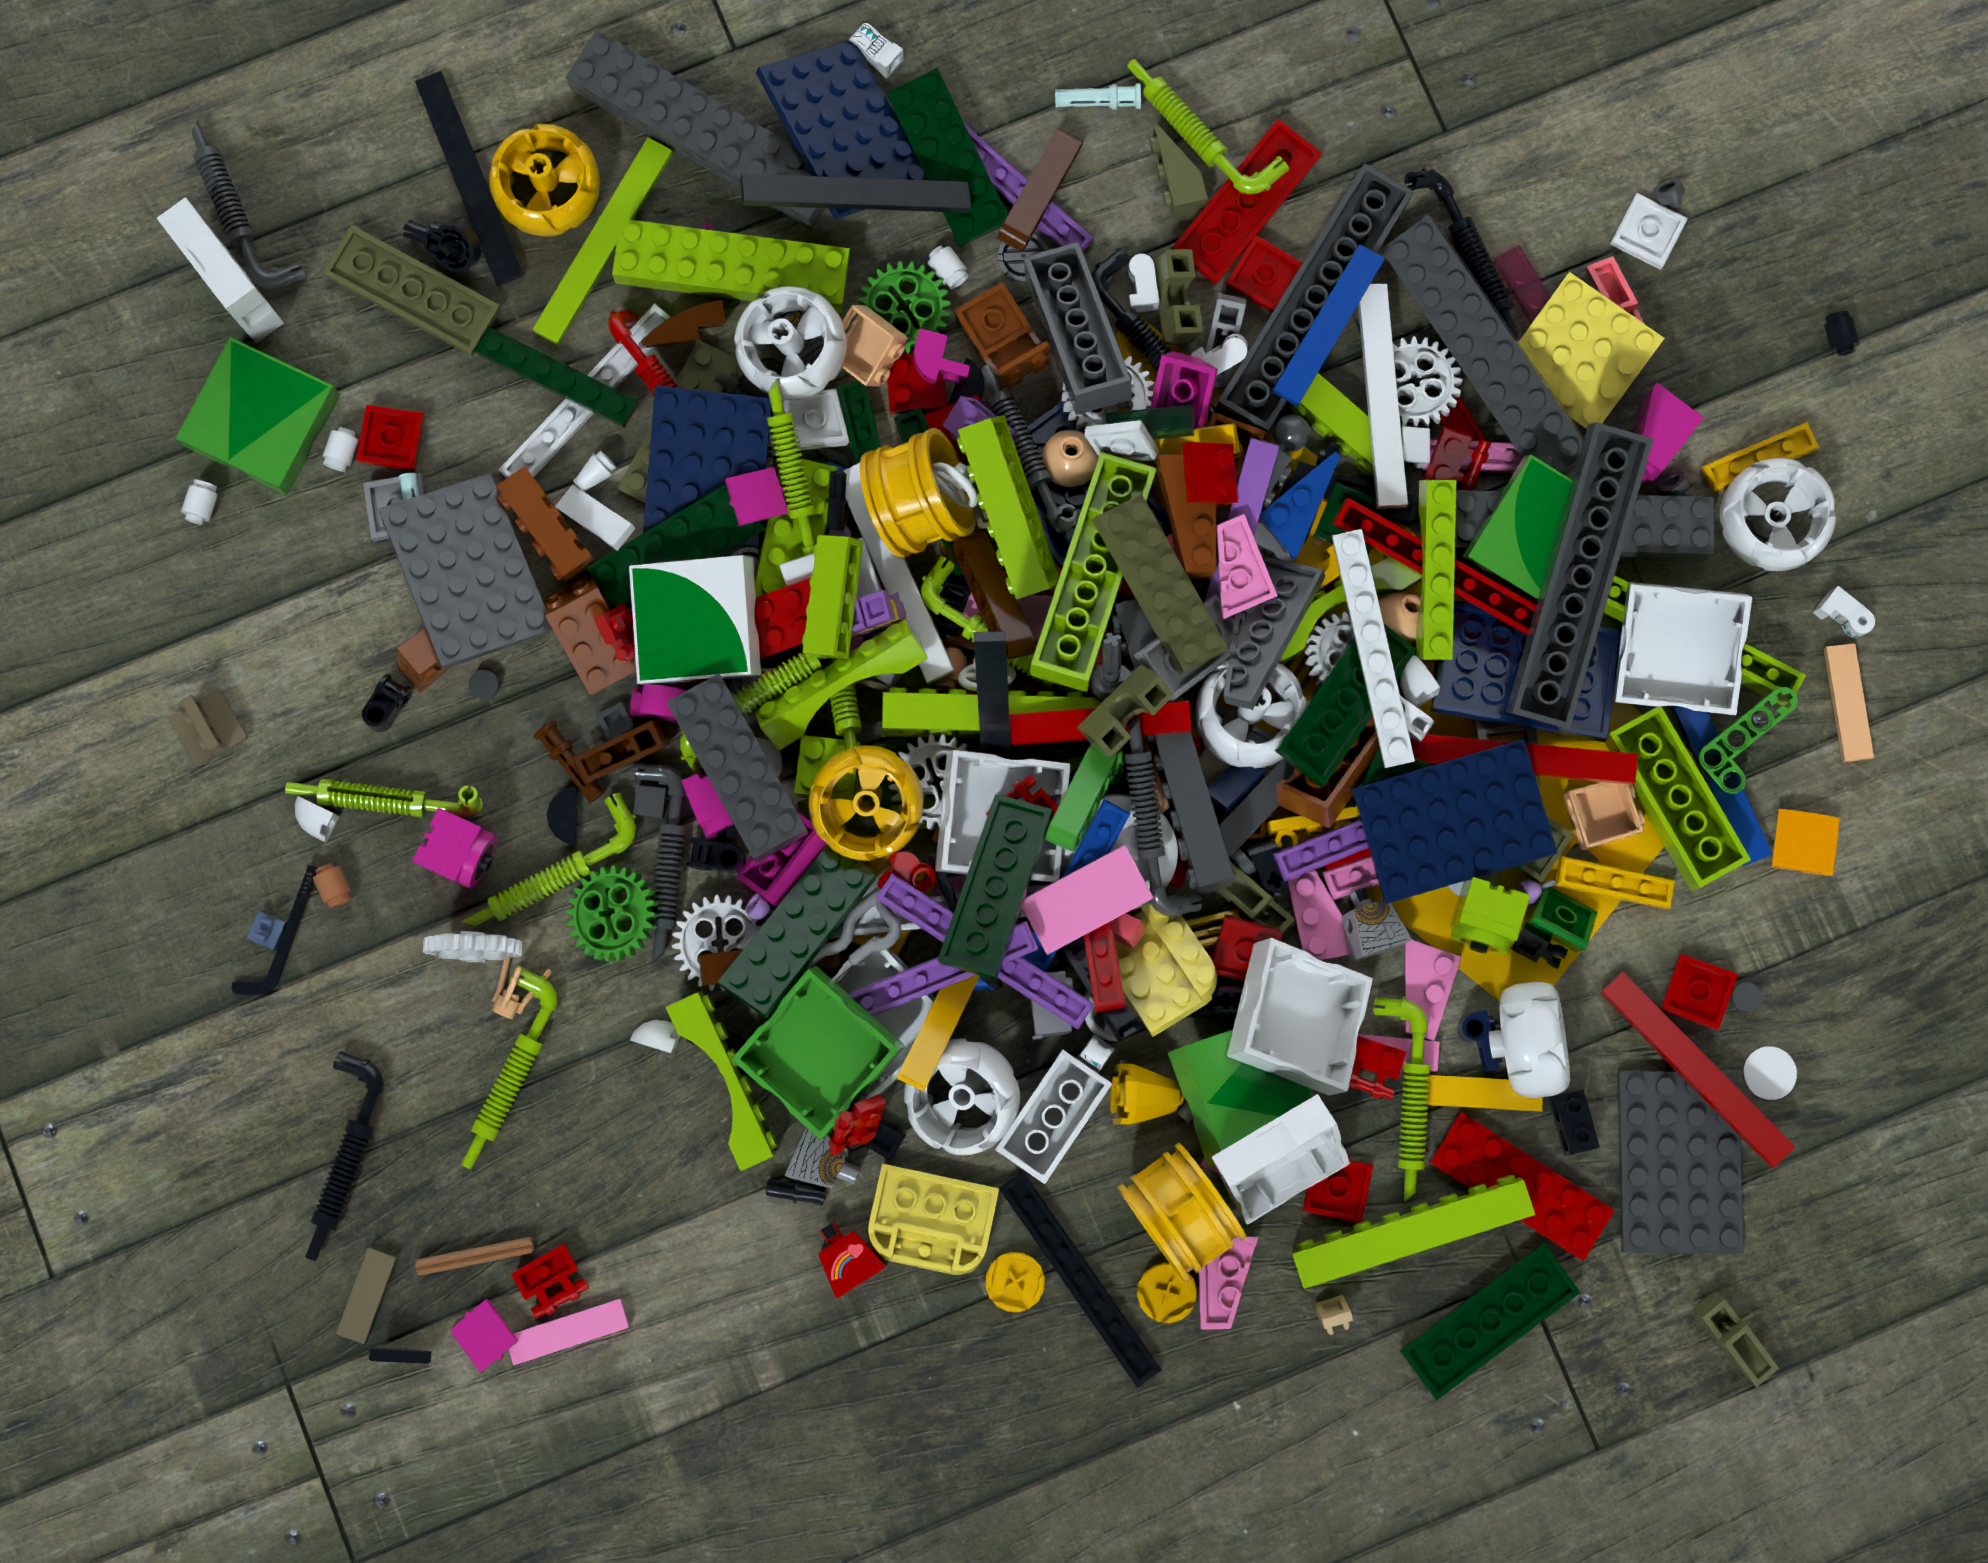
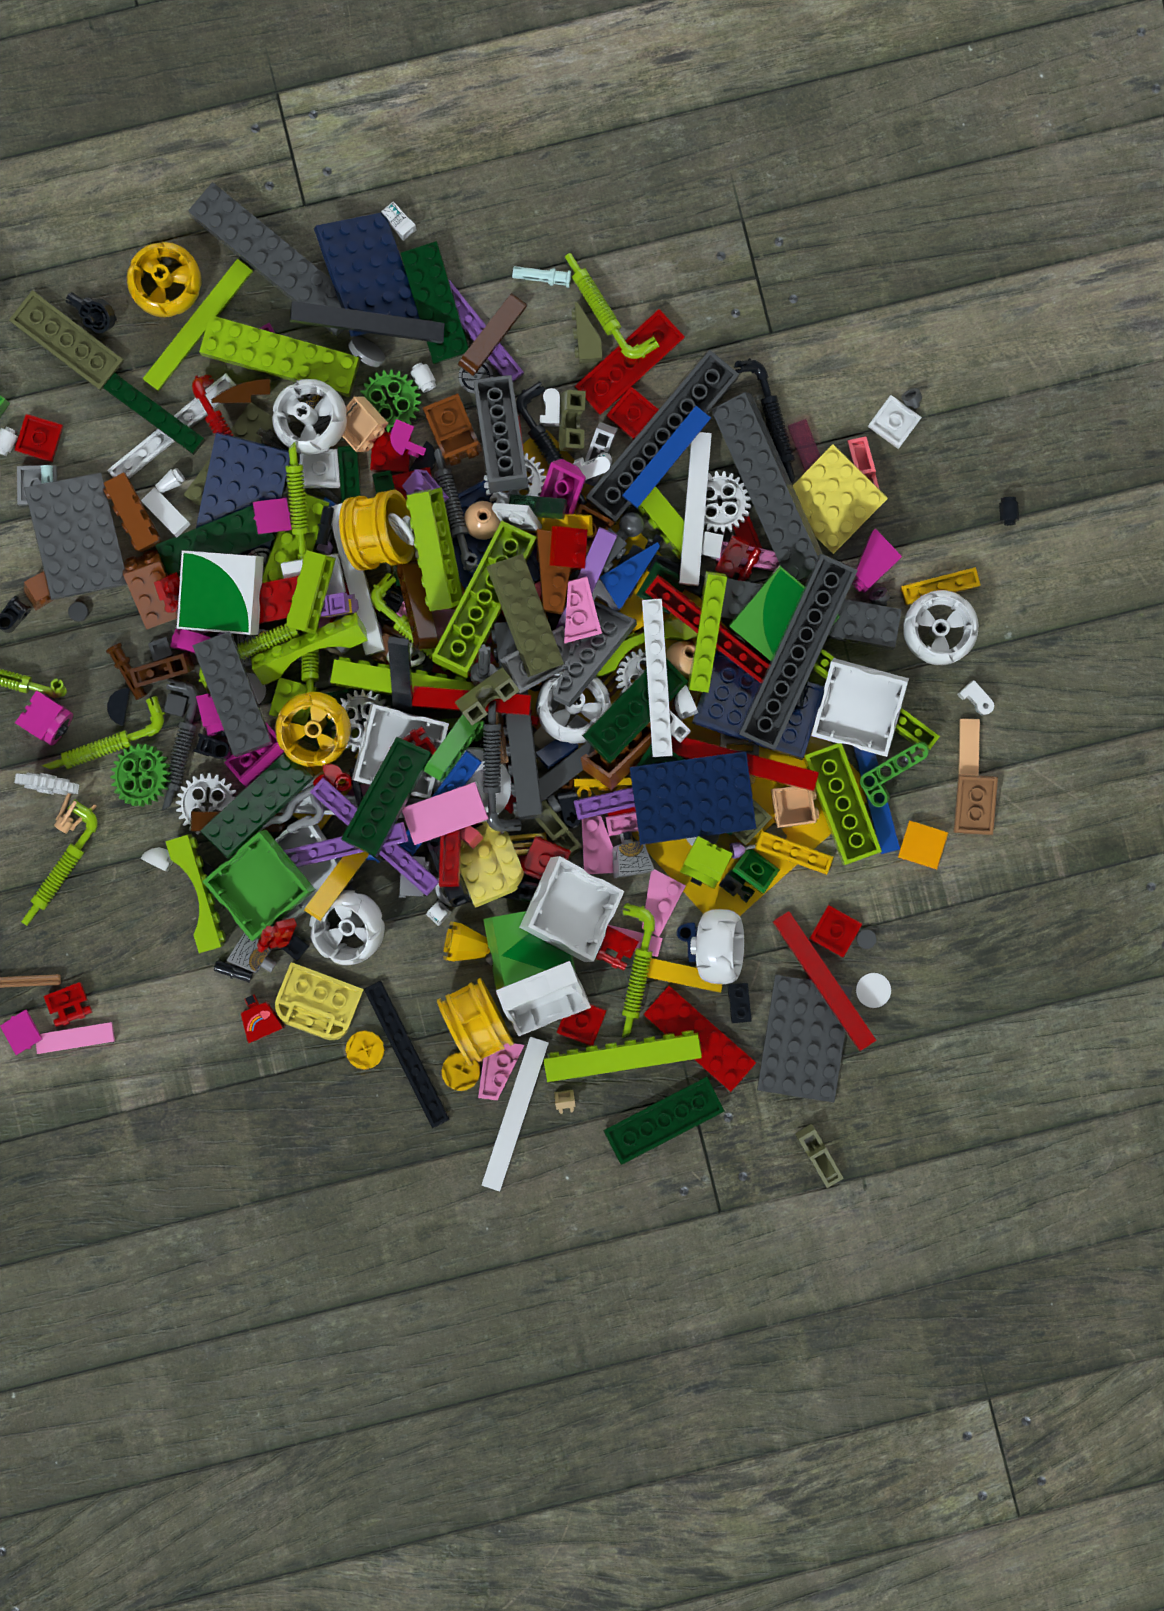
camera: 10 degrees right, 5 degrees up
(469, 178) = (114, 268): black tile -> none
(758, 907) = (234, 785): lavender hinge -> none
(863, 241) = (367, 351): none -> light grey tile
(1053, 1116) = (404, 948): white brick -> none
(1260, 1346) = (515, 1113): none -> white tile
(1873, 770) = (975, 804): none -> medium nougat tile

